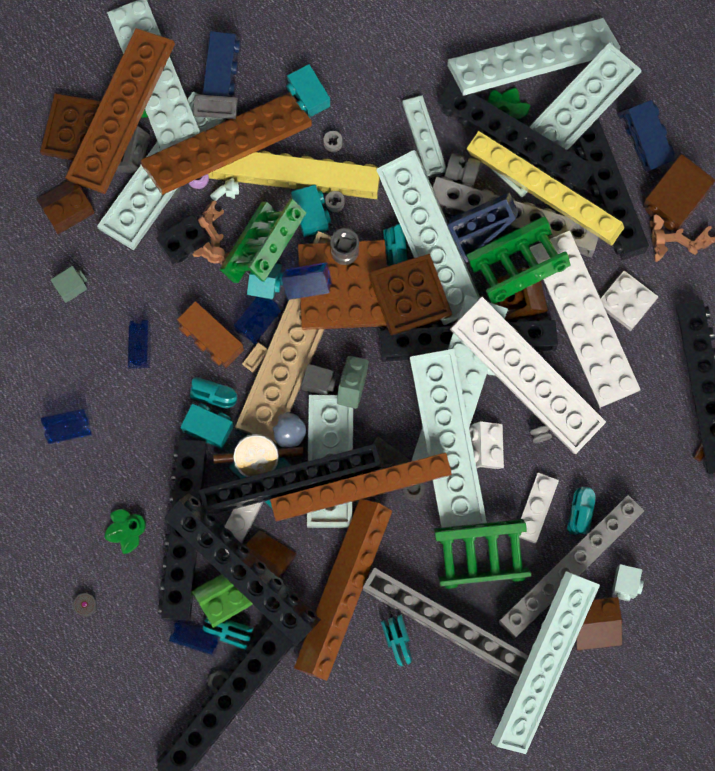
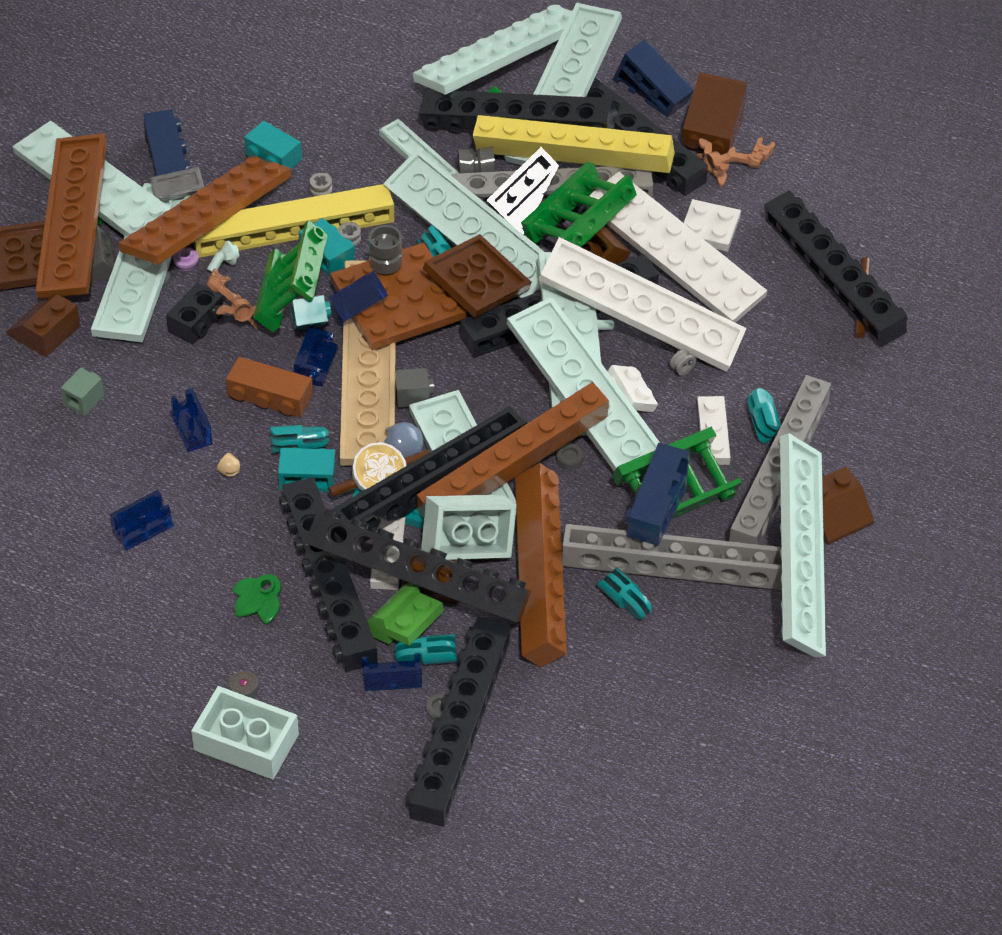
camera: 25 degrees left, 25 degrees down
(64, 655) = (245, 732): none -> light aqua brick
(152, 398) = (229, 465): none -> tan hinge
(255, 357) = (330, 395): tan piece -> none
(298, 542) = (469, 526): none -> light aqua brick
(352, 382) = (453, 372): sand green brick -> none
(450, 578) = (658, 495): none -> dark blue wedge
(627, 582) = (848, 453): light aqua brick -> none

